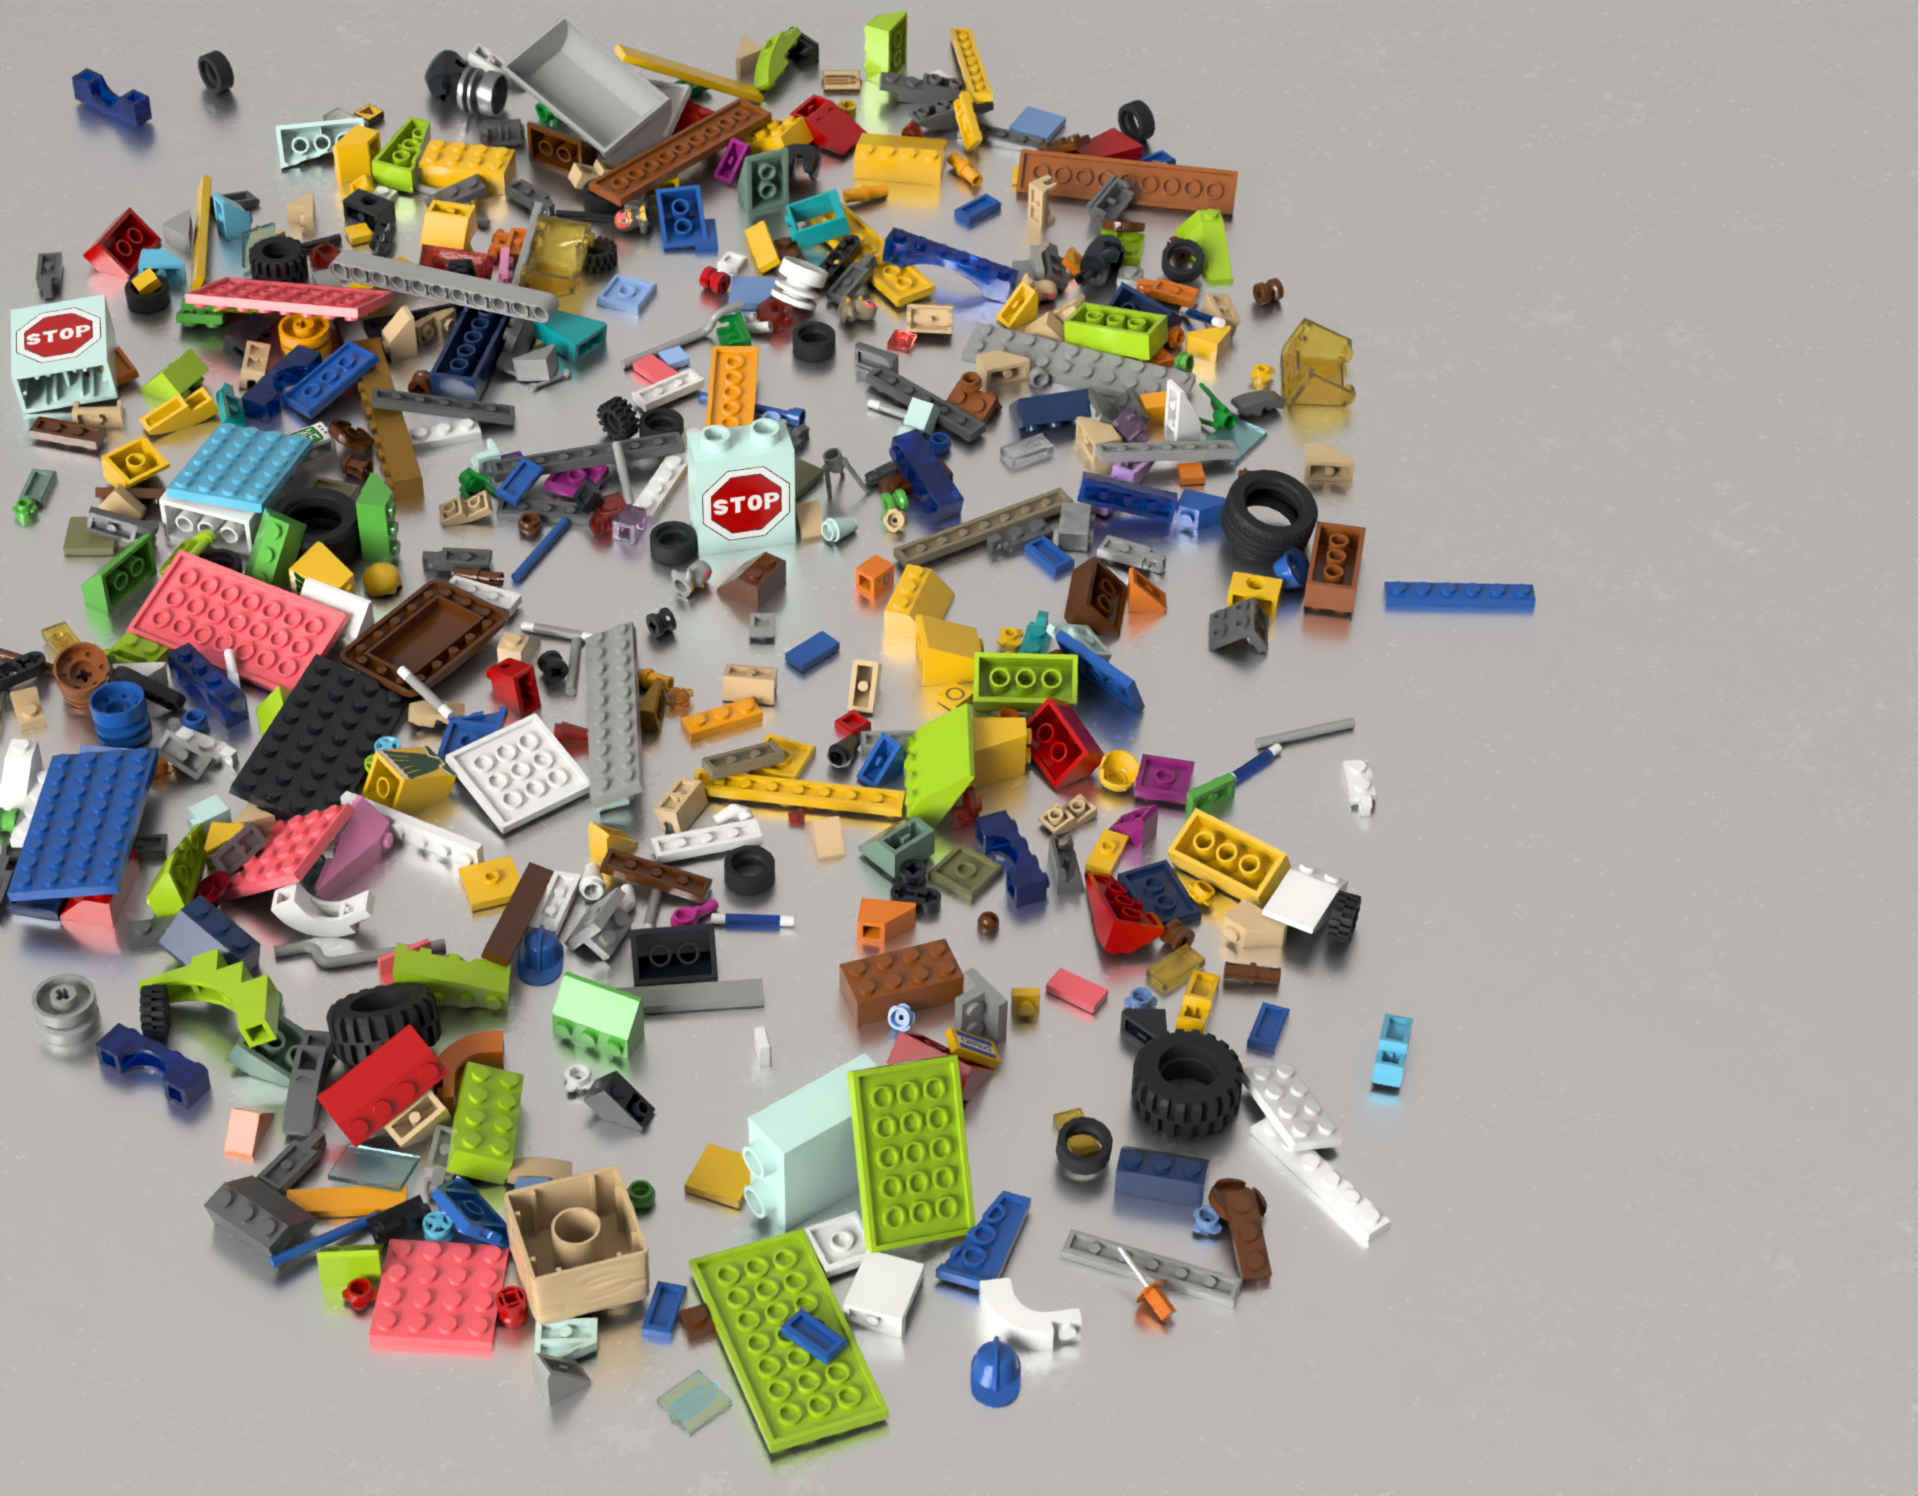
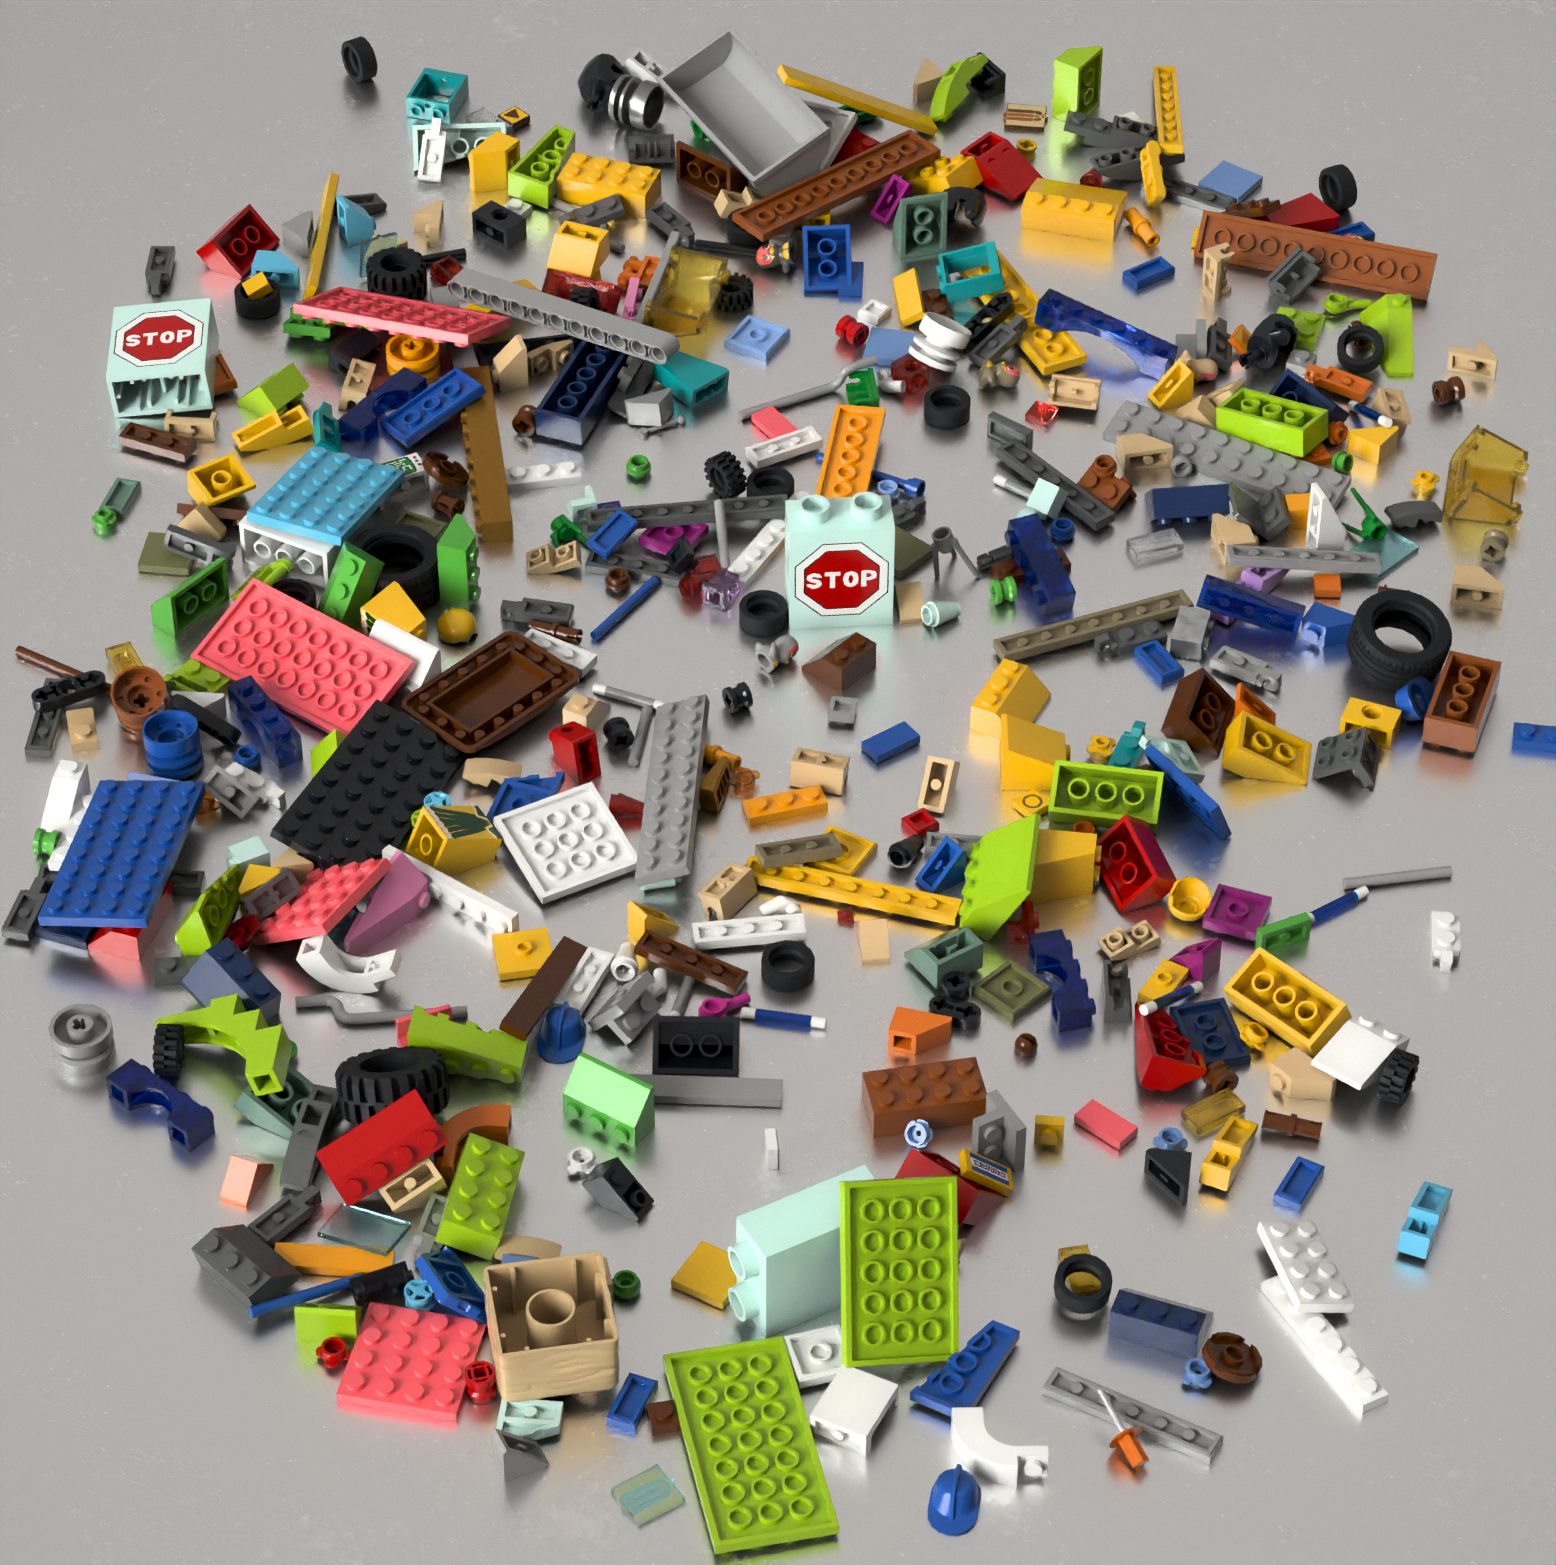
camera: 10 degrees right, 0 degrees up
(93, 90) = (229, 71): clear blue arch -> none
(231, 667) = (291, 710): white bar -> none
(287, 87) = (431, 81): none -> teal window
(297, 150) = (432, 153): none -> white hinge
(358, 233) = (485, 249): yellow tile -> none
(363, 182) = (496, 194): yellow tile -> none
(379, 235) = (511, 256): black beam -> none
(425, 692) = (483, 750): light grey bar -> none
(442, 406) = (545, 446): dark grey tile -> none
(533, 418) = (638, 466): none -> bright green plate
(674, 357) = (796, 412): light blue tile -> none
(814, 1337) = (775, 1444): blue tile -> none
(865, 193) = (1029, 246): light orange pin -> none
(874, 575) = (968, 667): orange brick -> none
(901, 523) = (1007, 606): tan plate -> none
(1118, 864) = (1171, 998): none -> clear blue bar
(1129, 226) = (1301, 303): reddish brown tile -> none
(1131, 427) = (1268, 529): clear purple brick -> none
(1155, 222) = (1338, 303): none -> lime plate
(1162, 628) = (1265, 751): none -> yellow slope
(1187, 1110) = (1196, 1258): black tyre -> none
(1247, 1235) = (1235, 1392): reddish brown plate -> none
(1288, 265) = (1476, 363): none -> tan slope
(1340, 421) = (1494, 545): none -> dark tan wheel

